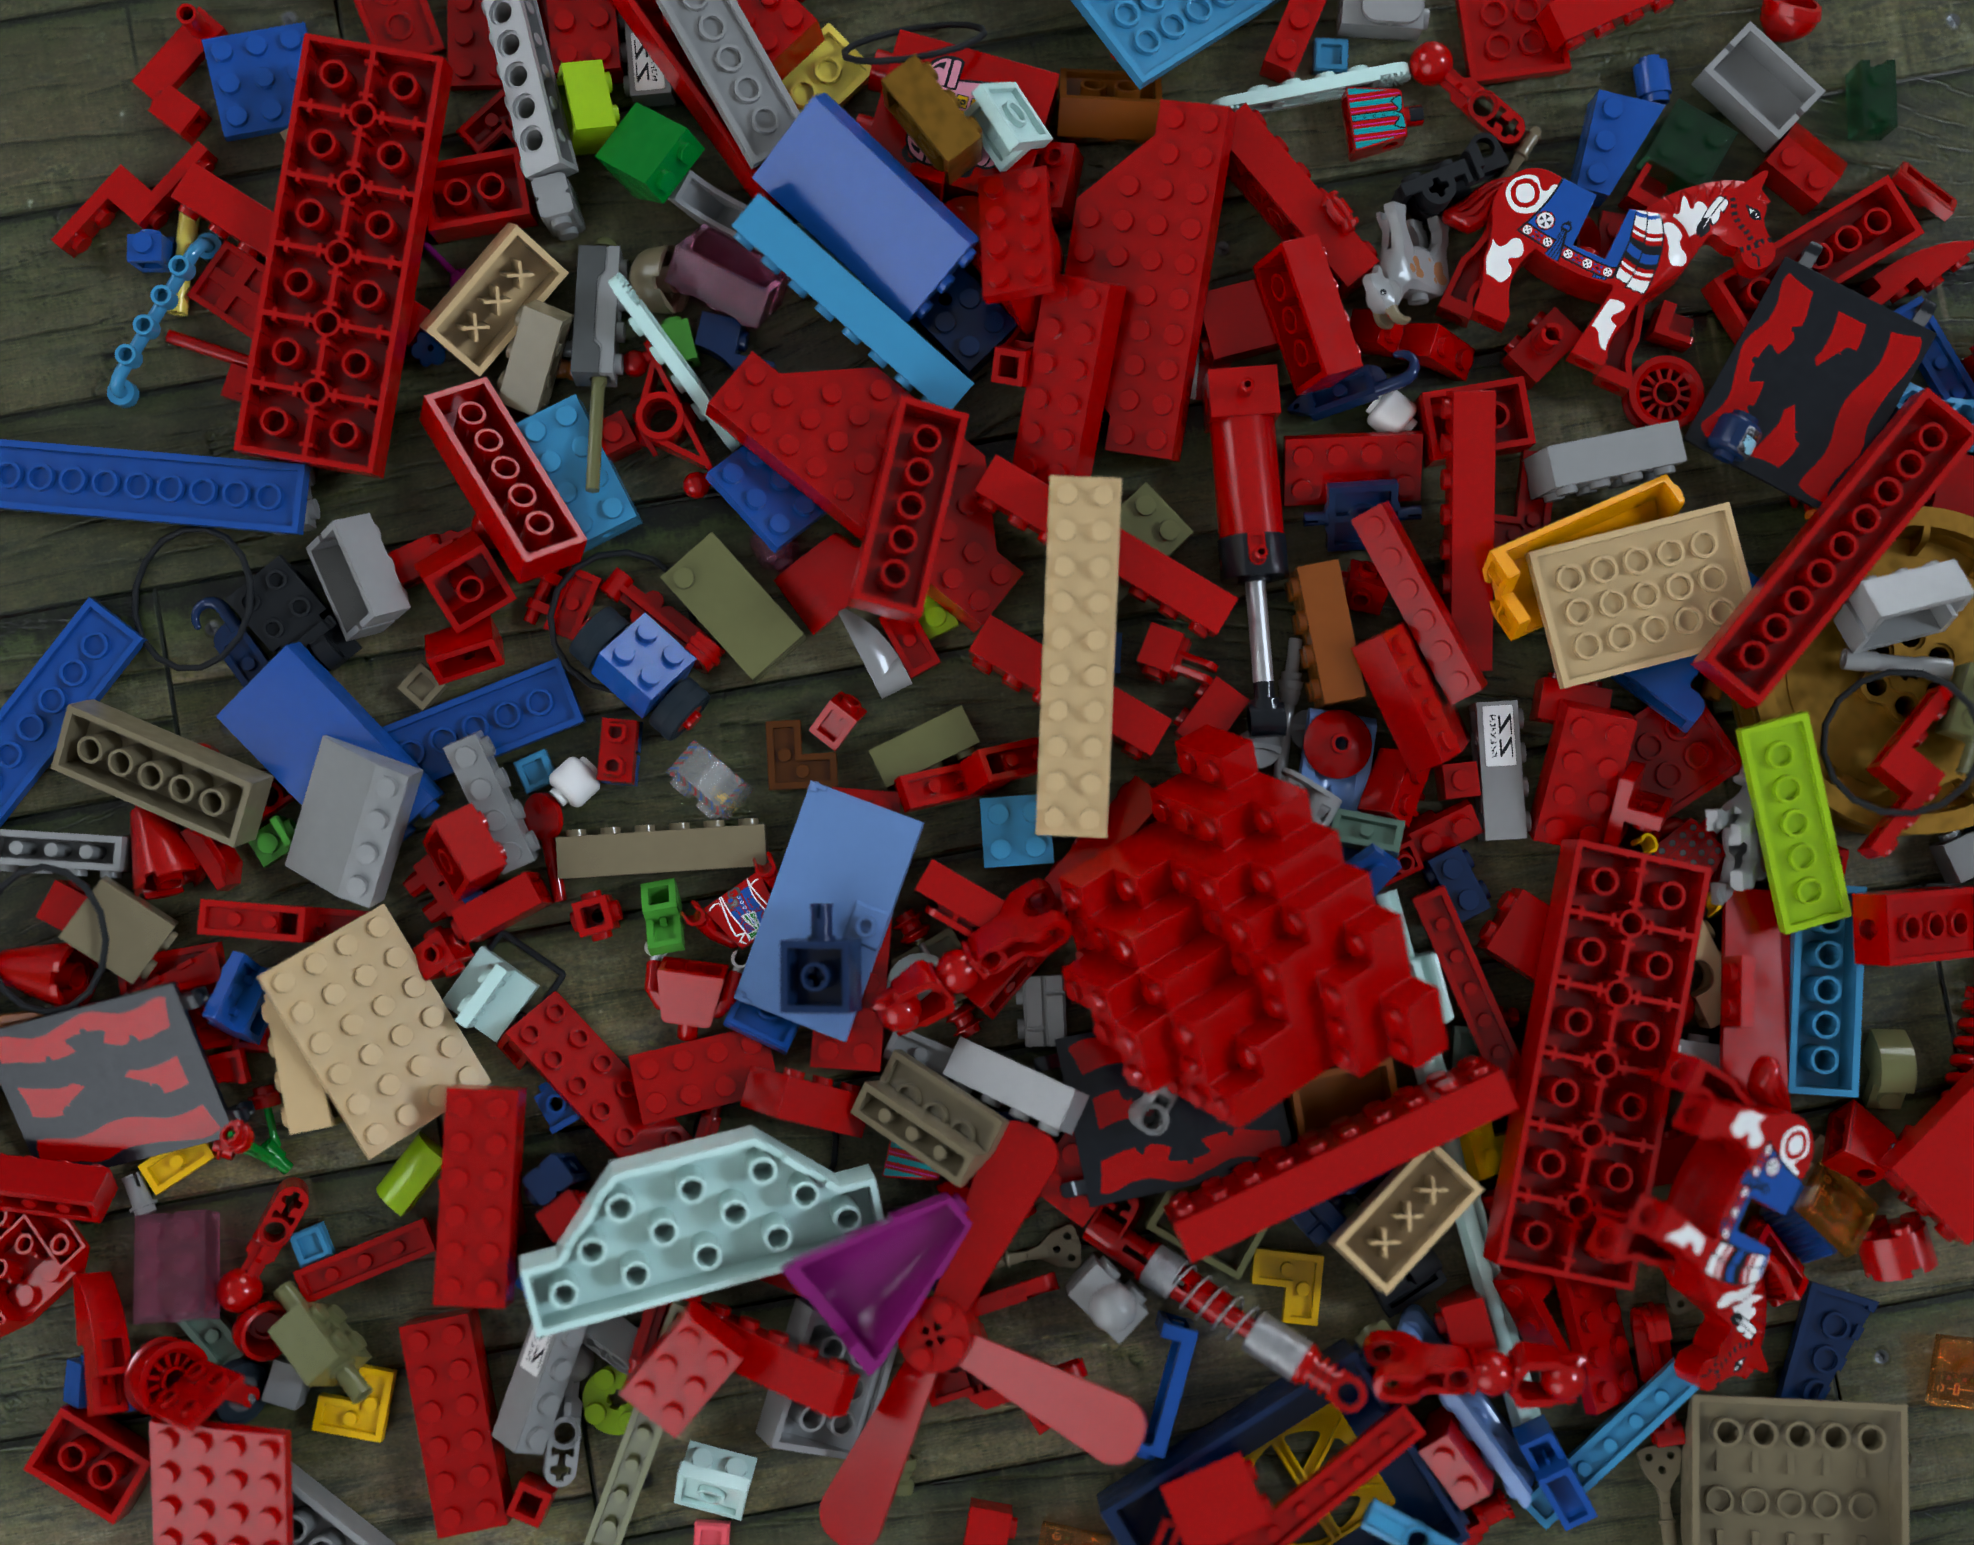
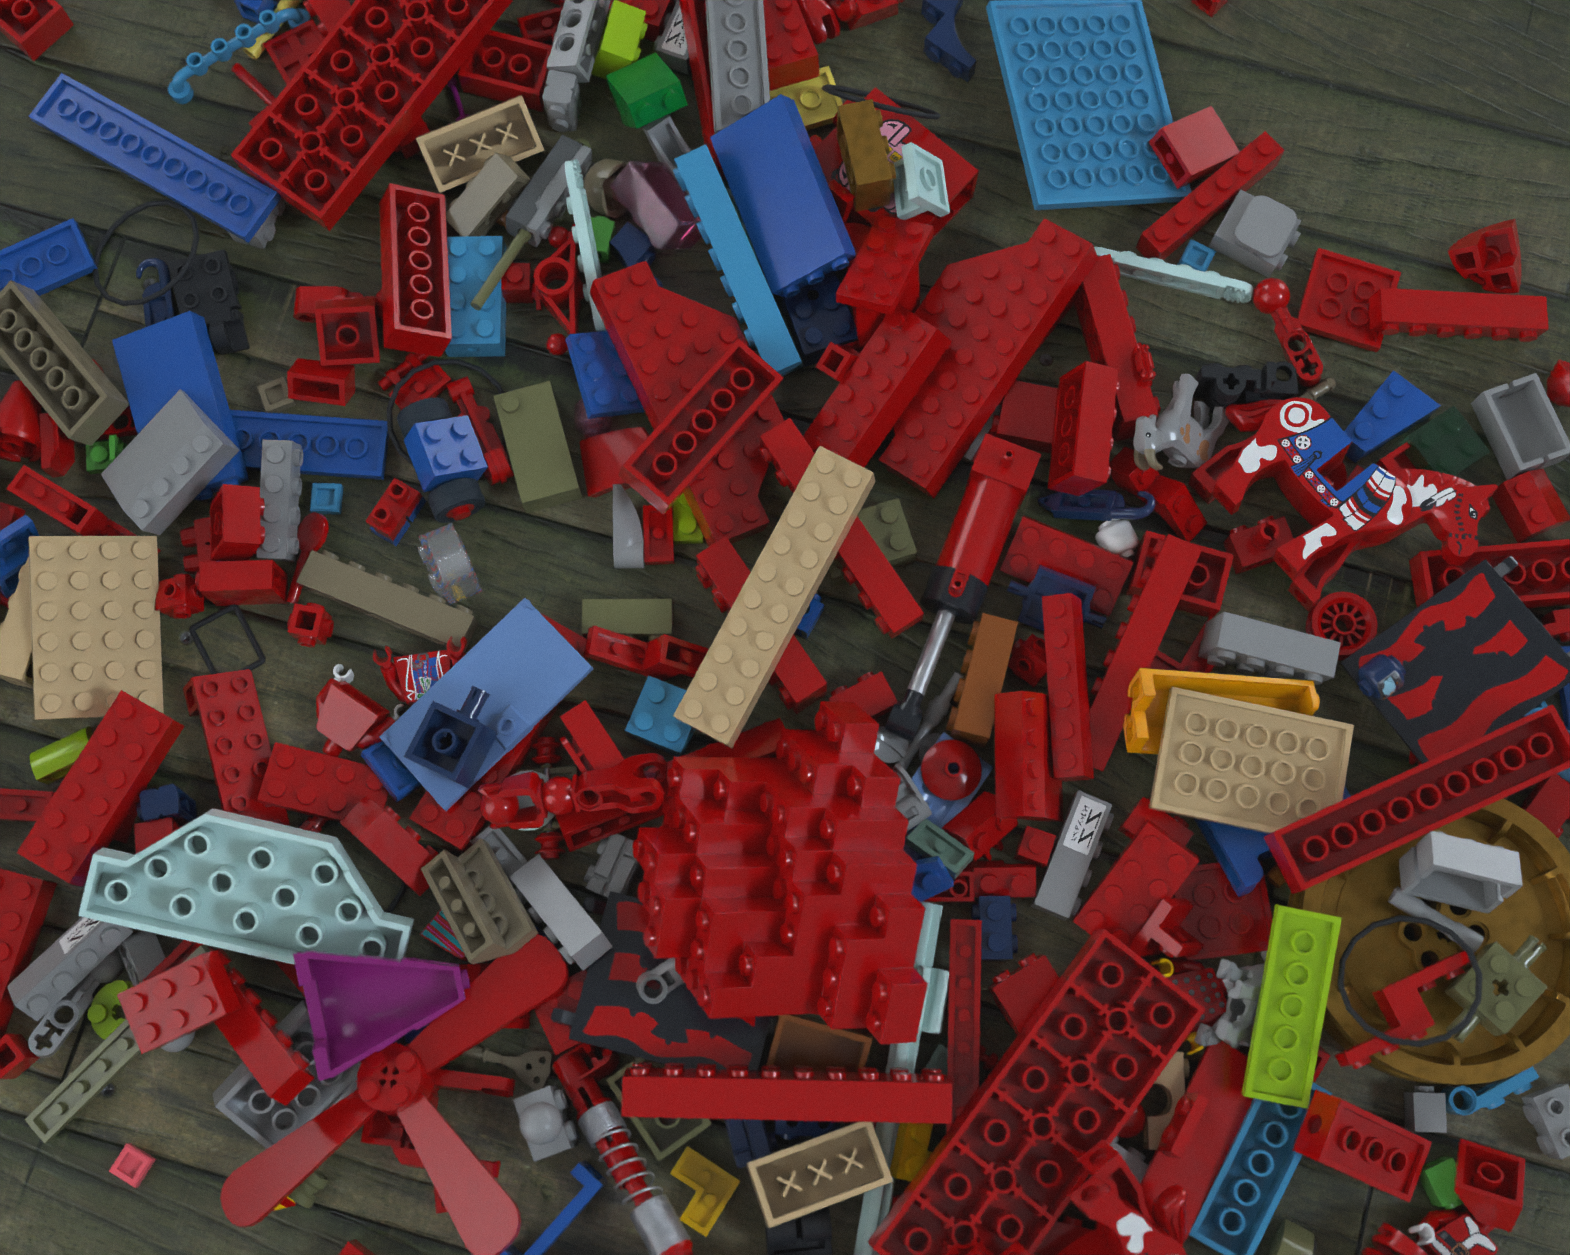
camera: 30 degrees right, 10 degrees down
(358, 576) = (272, 291): light grey piece -> none
(434, 354) = (417, 166): blue plant -> none
(489, 994) = (199, 646): light aqua bracket -> none
(555, 1118) = (197, 766): blue brick -> none
(574, 782) = (348, 517): white head -> none
(663, 916) = (358, 651): bright green brick -> none
(714, 1480) = (159, 1115): light aqua bracket -> none
(789, 766) = (519, 583): reddish brown plate -> none
(837, 720) = (572, 567): red bracket -> none
(1064, 168) = (946, 247): red brick -> none
(1106, 106) = (1003, 213): dark orange slope -> none
(1165, 654) = (848, 636): red brick -> none
(1376, 120) = (1209, 319): torso -> none
(1652, 79) = (1441, 385): blue brick -> none
(1669, 328) = (1370, 578): red panel -> none

